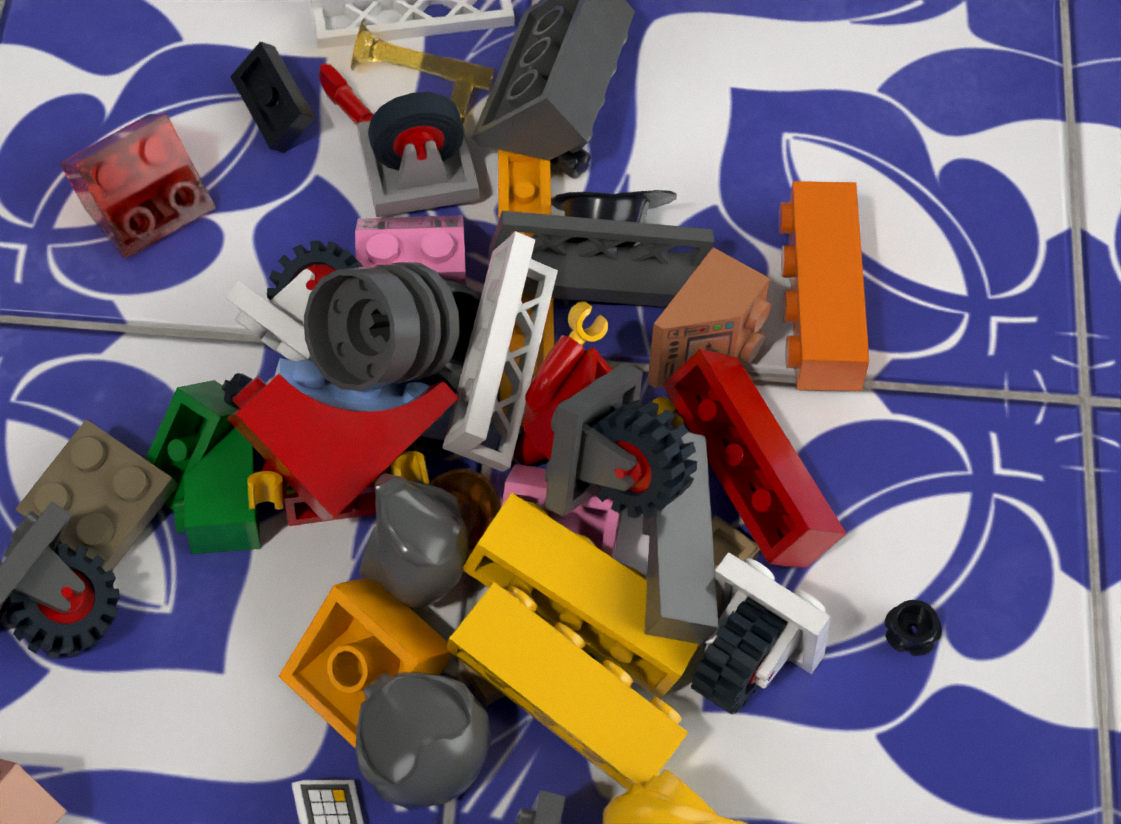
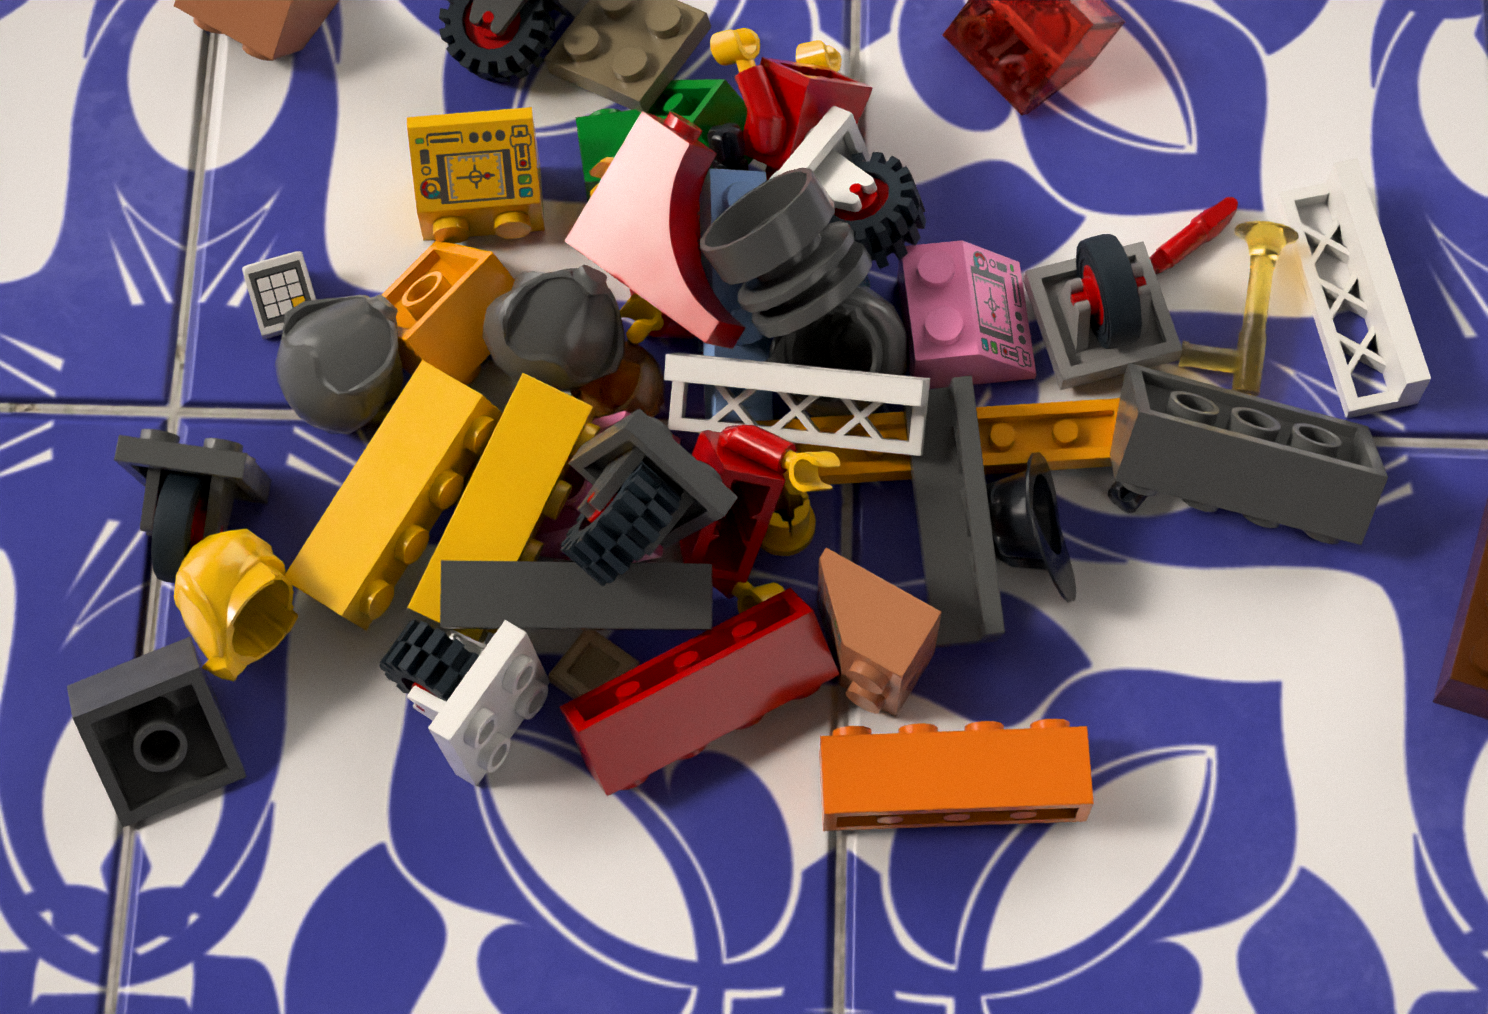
camera: 90 degrees right, 10 degrees up
(205, 337) = (786, 96): none -> red torso
(235, 618) = (476, 174): none -> yellow slope
(272, 97) = (1175, 149): black plate -> none
(915, 614) = (504, 861): black plate -> none

